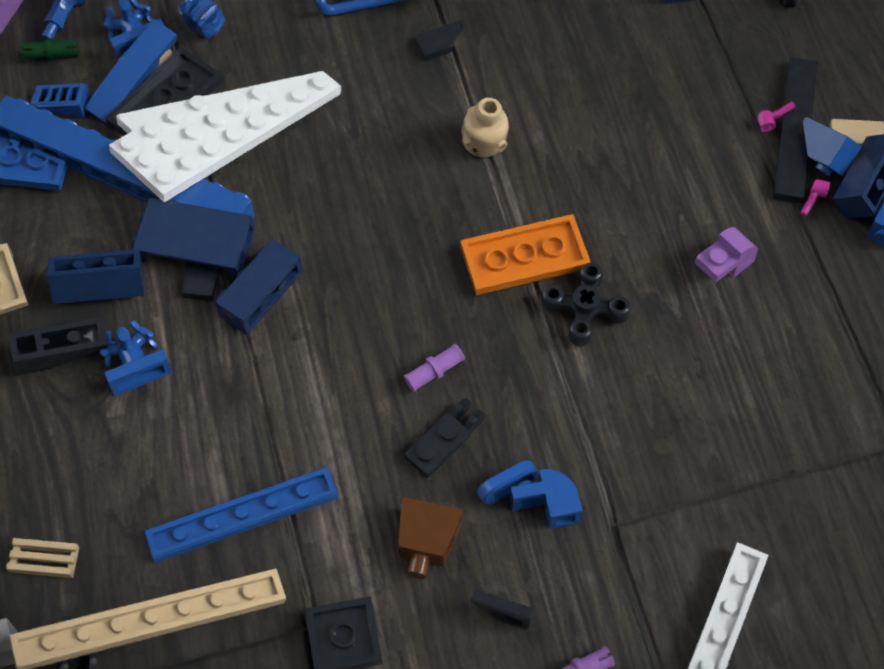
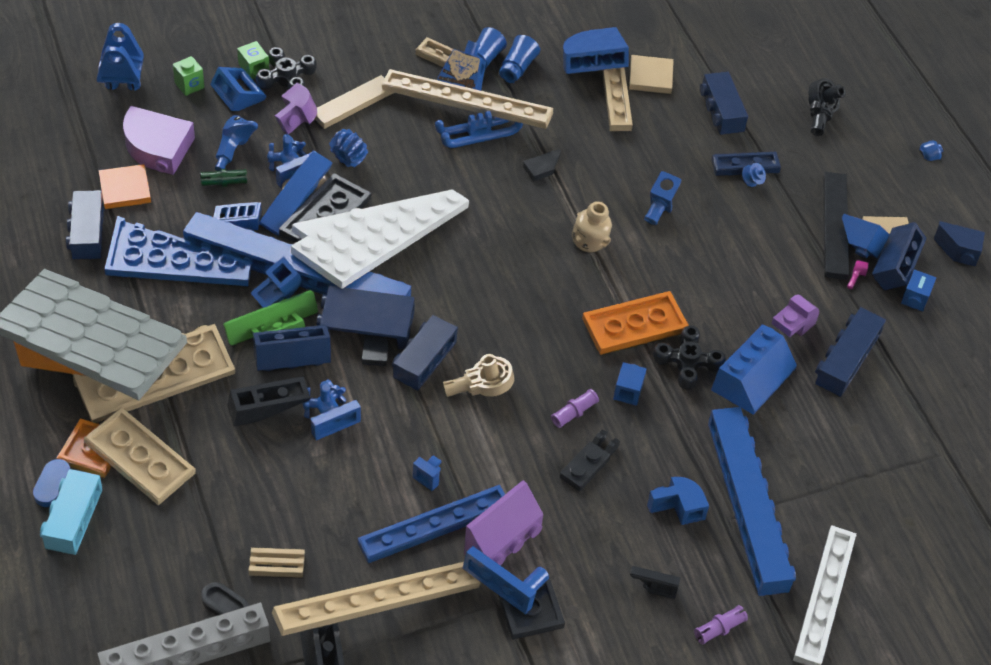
camera: 10 degrees left, 10 degrees down
(81, 236) = (278, 316): none -> bright green bracket
(93, 191) = (281, 284): none -> blue brick
(241, 446) = (427, 472): none -> blue tile
(321, 529) = (505, 524): none -> medium lavender slope
(325, 325) = (483, 378): none -> tan pin
(325, 620) = (503, 582): none -> blue piece
(427, 534) = (586, 530): reddish brown torso -> none
(500, 485) = (639, 492): blue tile -> none
(506, 337) = (629, 383): none -> blue brick
(577, 91) = (661, 199): none -> blue bracket
(638, 505) = (751, 502): none -> blue brick
(665, 327) = (755, 370): none -> blue slope
(692, 43) = (734, 163): none -> dark blue tile
(699, 60) = (754, 174): none -> blue wheel
(766, 118) = (813, 217): dark pink hand -> none
(792, 302) = (849, 352): none -> dark blue brick

